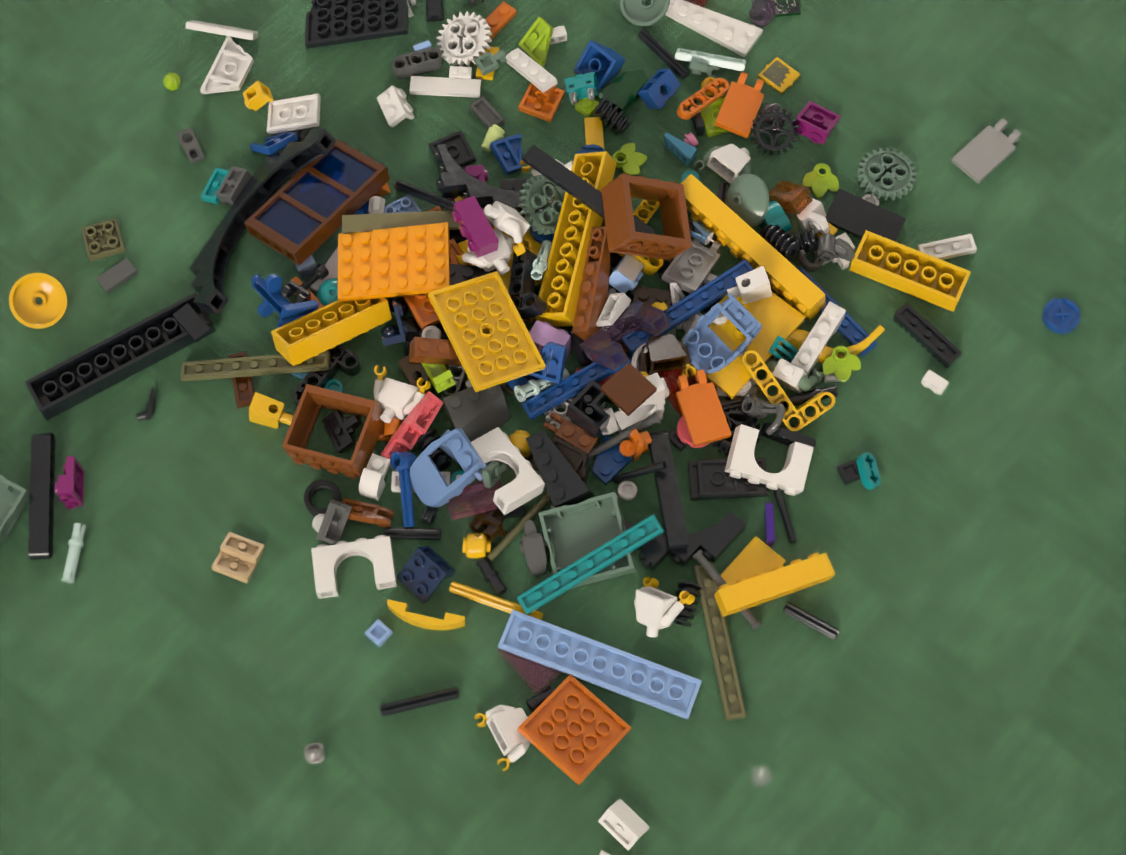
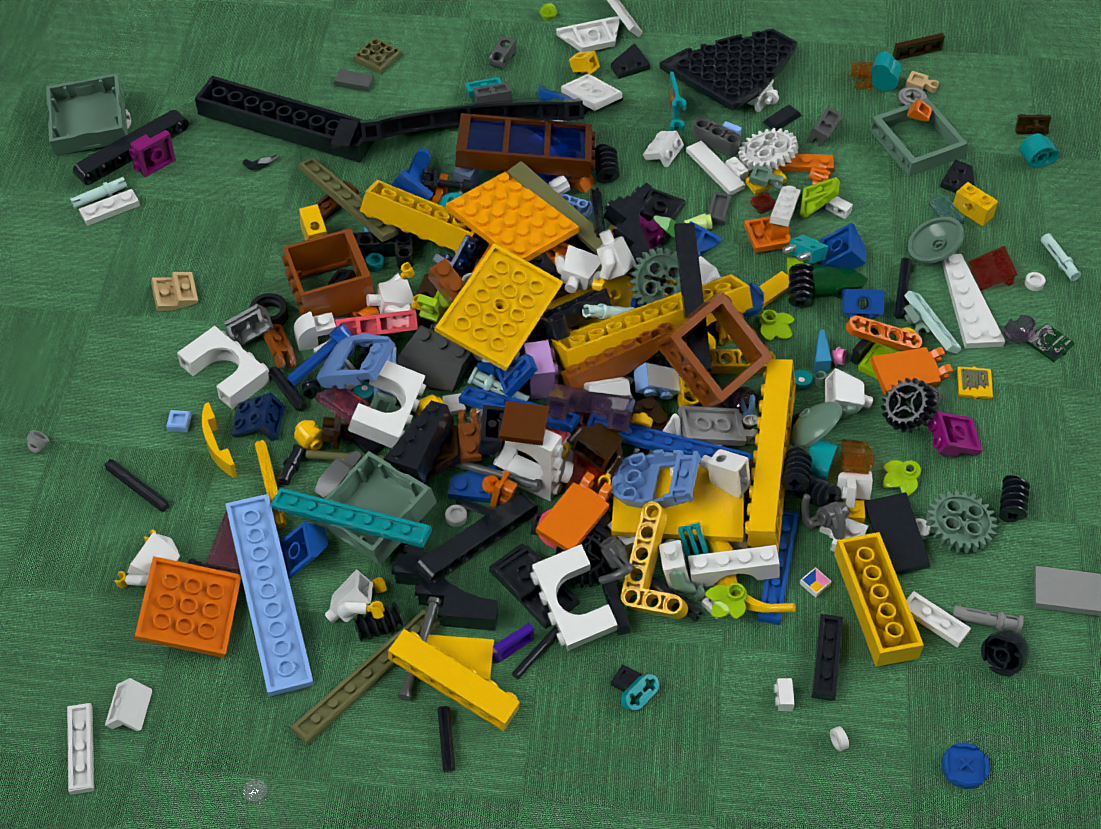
camera: 50 degrees right, 15 degrees down
(23, 302) = (282, 40): yellow dish -> none
(96, 554) = (109, 207): none -> white plate
(282, 64) = (630, 62): none -> black wing
(362, 65) = (674, 103): none -> teal flag
(381, 156) = (606, 163): none -> black piece
(475, 227) = (583, 237): magenta brick -> none
(487, 160) = (666, 223): none -> bright green slope
(507, 81) = (762, 202): none -> clear red tile
(517, 24) = (819, 174): none -> orange gear
(524, 423) = (453, 403): none -> white tile
(581, 614) = (302, 546): none -> blue slope
(863, 298) = (815, 582): none -> tile
(894, 129) = (1014, 499): none -> black piece
(976, 213) = (998, 620): none -> light grey pin
(992, 374) = (839, 738): none -> white tile
(1005, 227) = (1005, 651): none -> black cylinder

